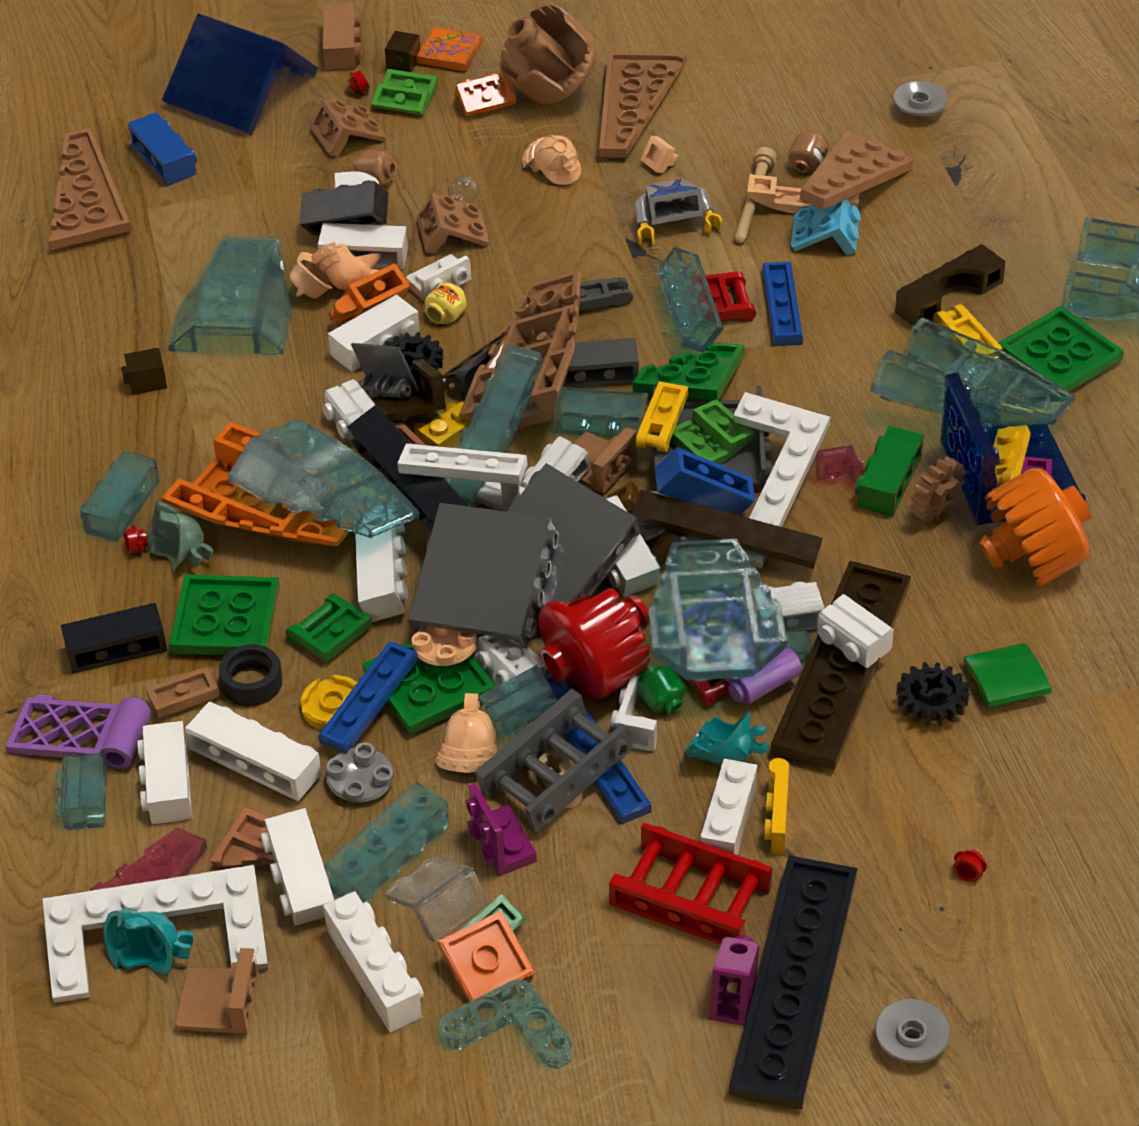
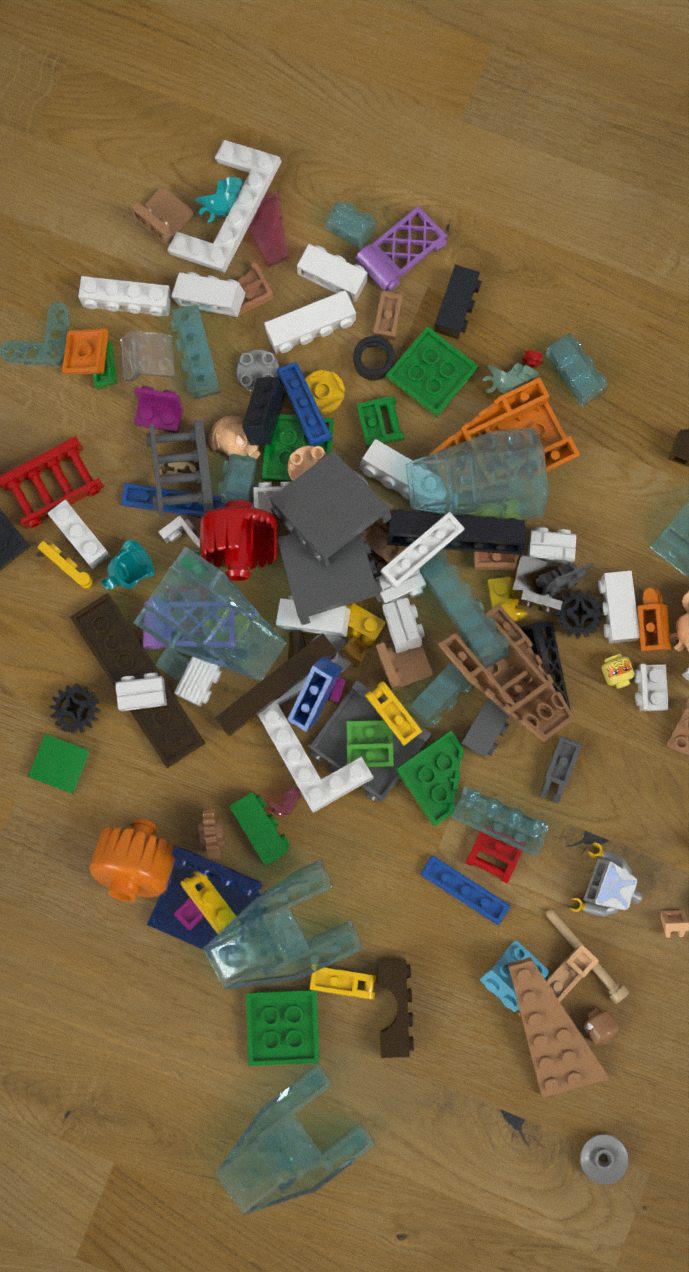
camera: 125 degrees right, 35 degrees up
(413, 711) = (263, 411): none -> black brick

